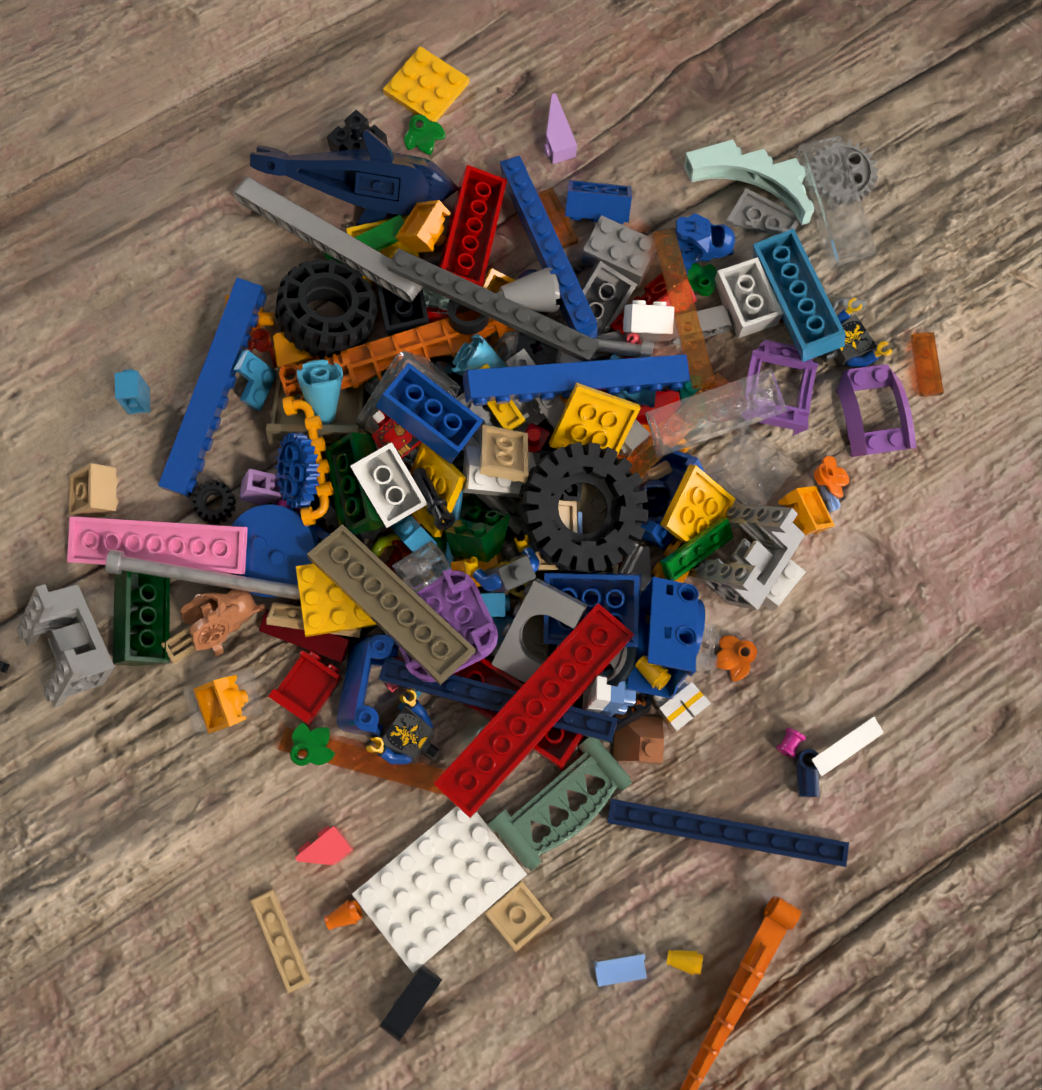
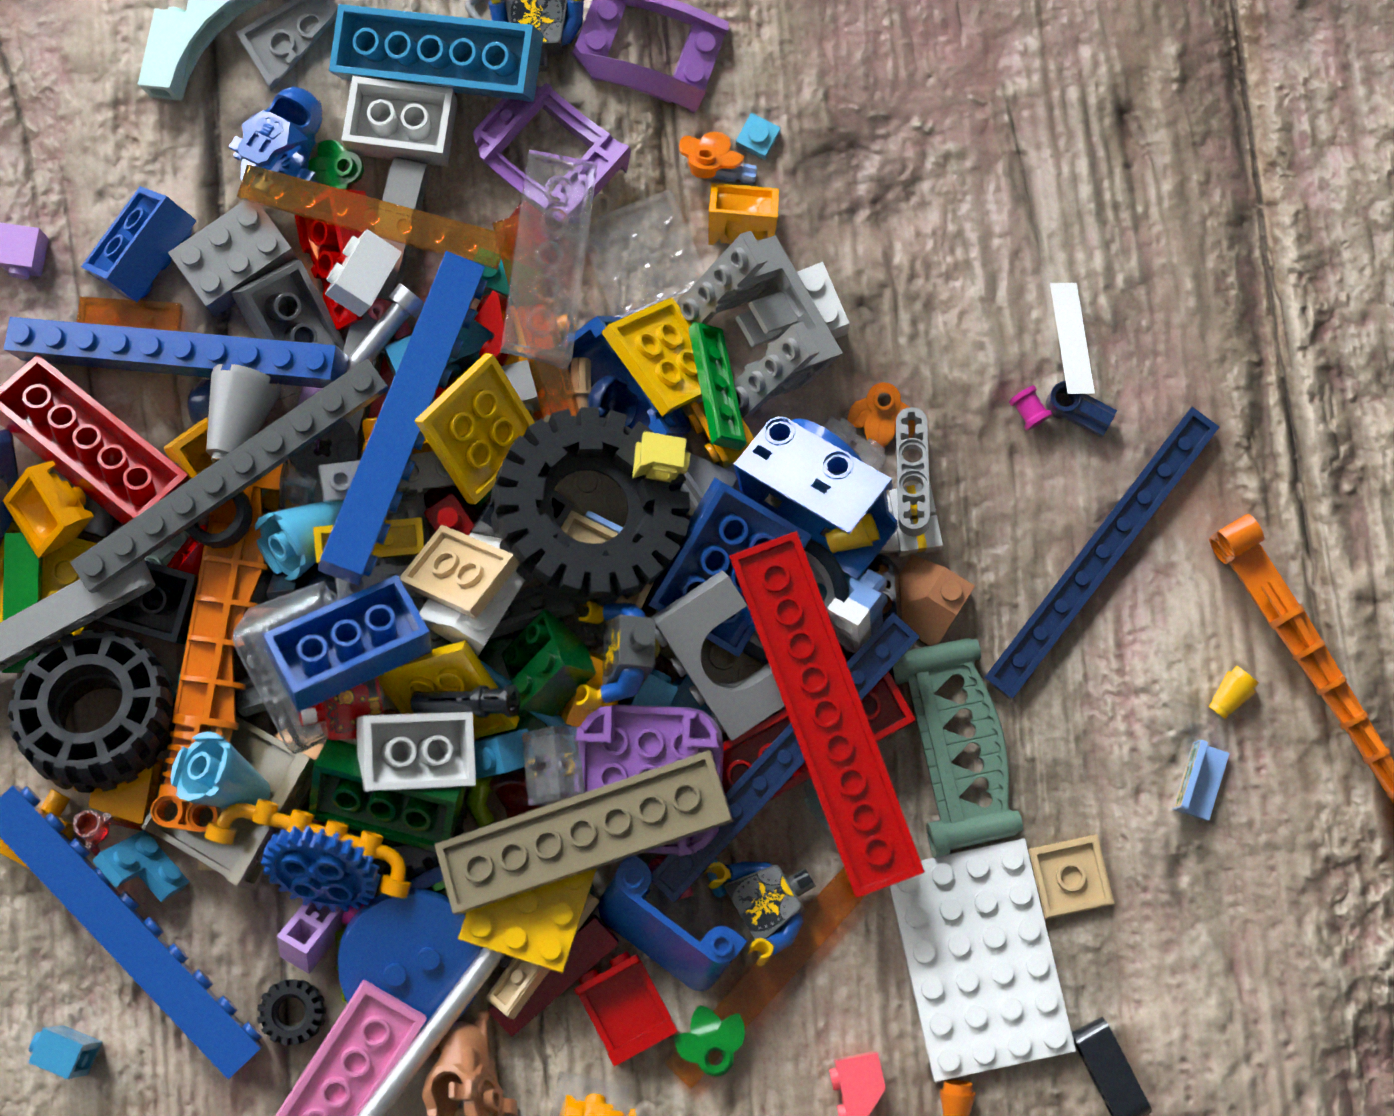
camera: 55 degrees left, 5 degrees up
(633, 531) = (660, 457): none -> light yellow window
(711, 690) = (912, 471): none -> light grey beam
(859, 499) = (758, 136): none -> medium azure plate

